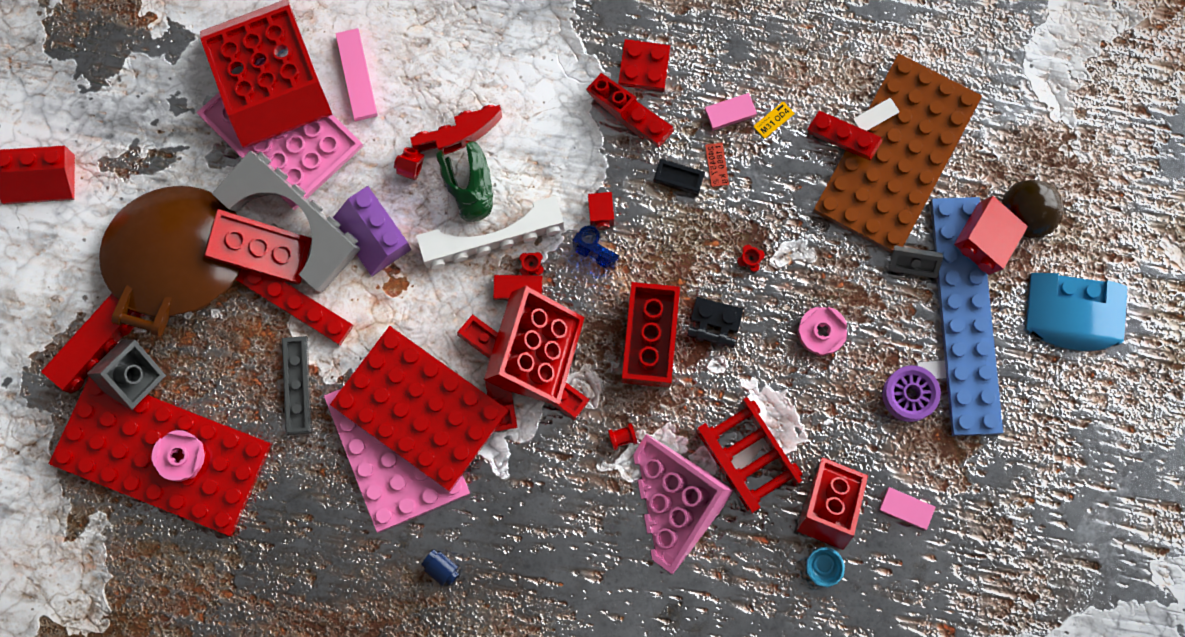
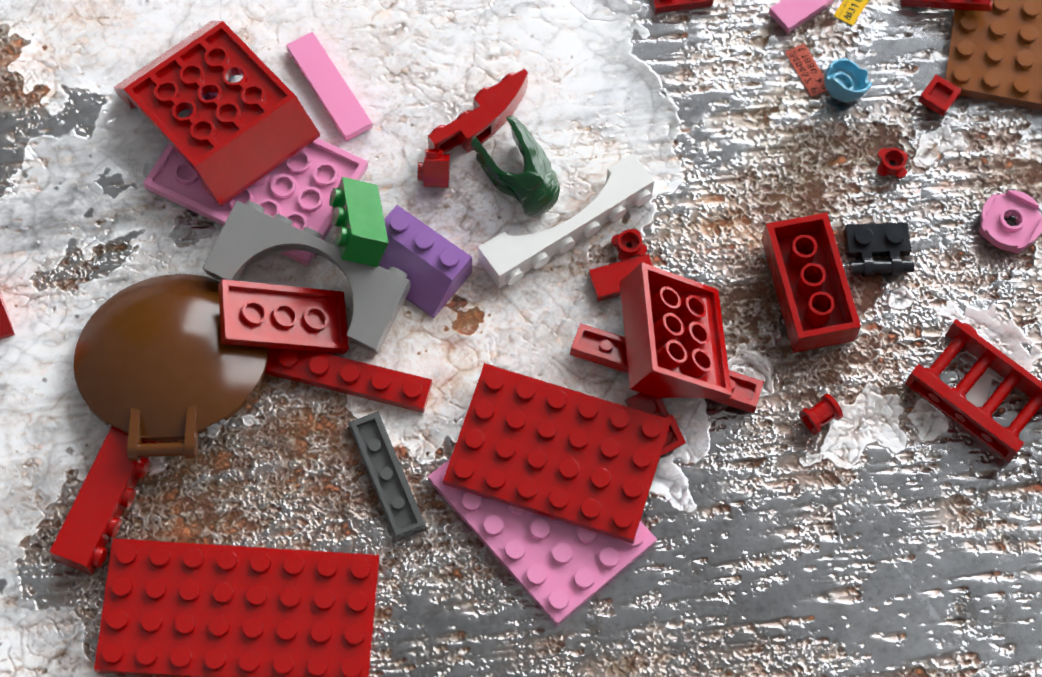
camera: 20 degrees left, 10 degrees down
(126, 373) = (163, 521): dark grey slope -> none
(171, 443) = (253, 591): bright pink plate -> none
(332, 191) = (358, 221): none -> brick
(440, 568) = (655, 641): dark blue brick -> none
(601, 210) = (691, 157): red brick -> none
(603, 256) = (704, 206): clear blue plate -> none
(628, 111) = (681, 38): red slope -> none
(679, 177) = (769, 96): black tile -> none
(679, 501) = (919, 469): bright pink slope -> none
(739, 183) = (846, 80): none -> medium azure hair
(807, 215) = (939, 95): none -> red plate

